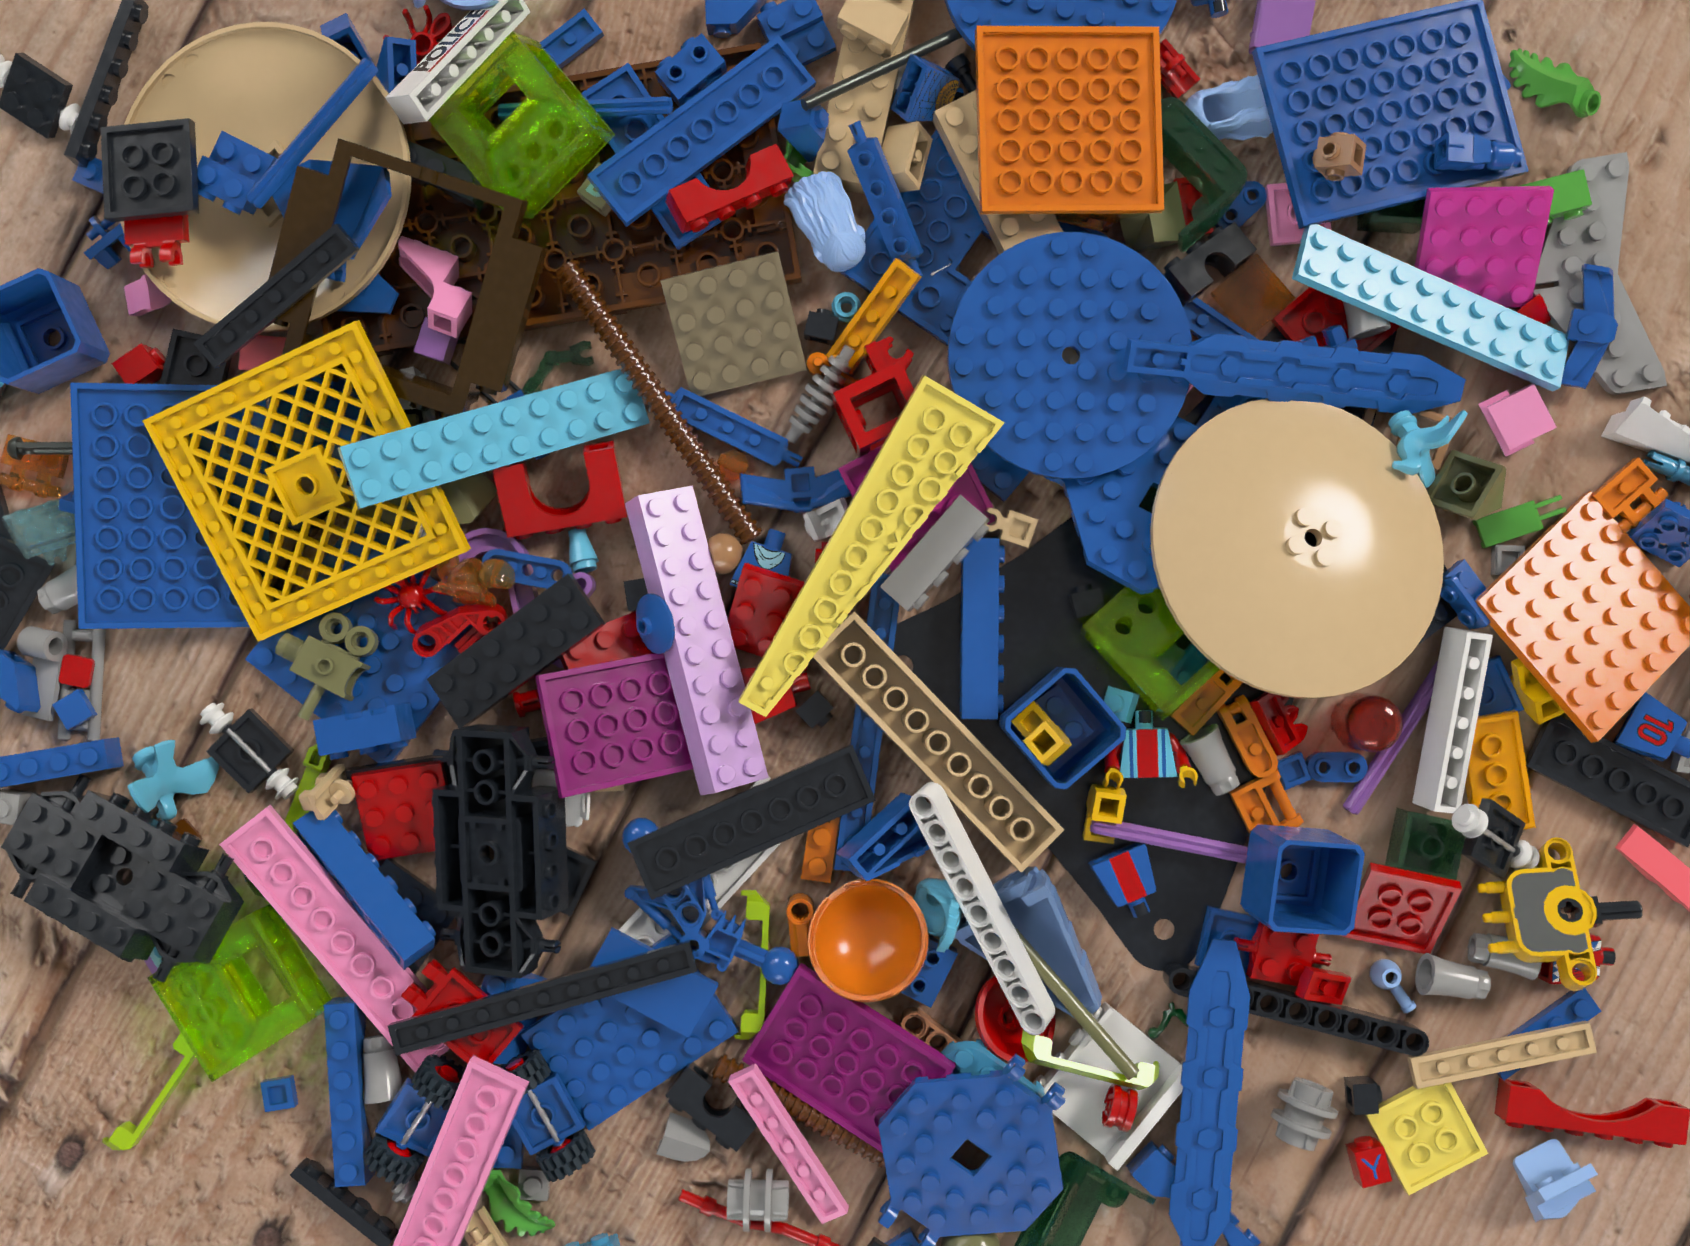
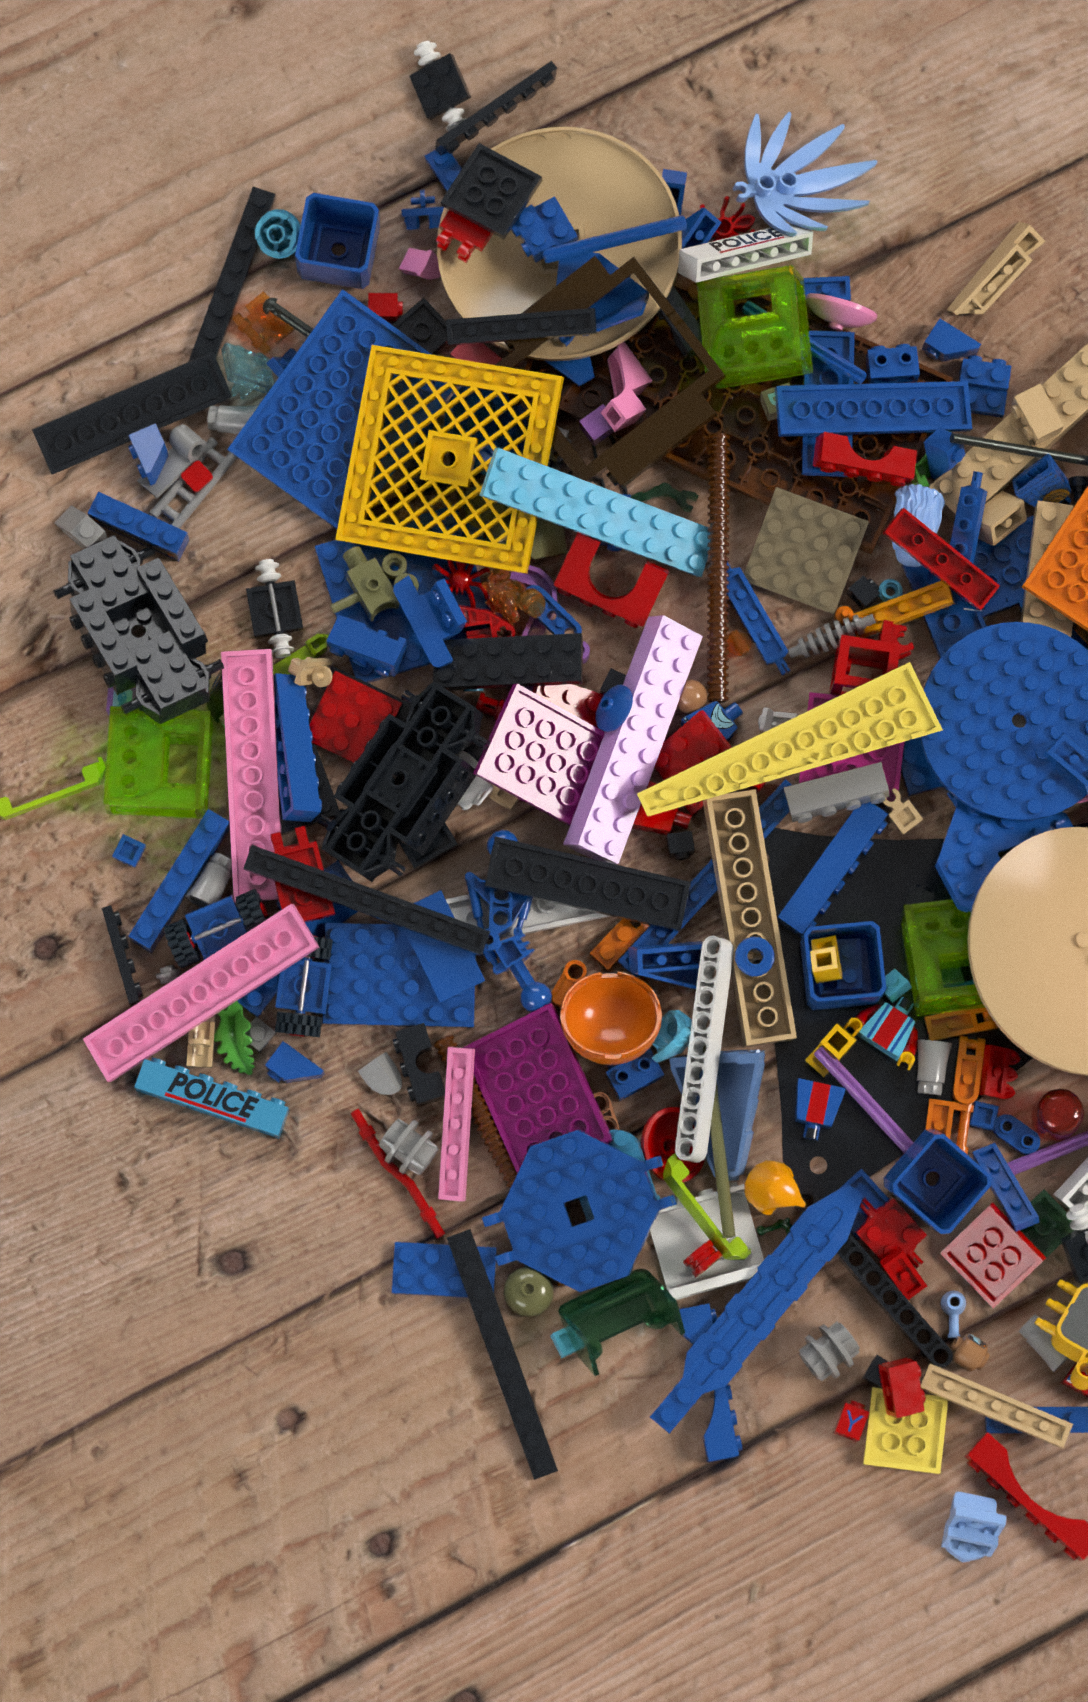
camera: 30 degrees right, 10 degrees down
(74, 709) = (178, 500): blue tile -> none
(166, 779) = (206, 588): medium azure animal -> none
(406, 661) = (432, 616): none -> blue plate
(581, 553) = (594, 630): medium azure cone -> none
(587, 1194) = (291, 1066): none -> blue slope
(599, 50) = (840, 312): none -> bright pink dish
(751, 1019) = (545, 954): lime piece -> none
(797, 492) = (770, 691): blue plate -> none
(878, 241) = (941, 559): none -> red piece
(984, 785) = (763, 947): none -> blue piece
(1140, 994) = (772, 1186): none -> light orange piece
(1369, 835) = (1006, 1187): none -> blue plate
(1403, 1105) = (902, 1387): none -> red brick
(1437, 1015) = (969, 1352): none -> medium nougat head
(1450, 978) = (997, 1334): light grey plant -> none

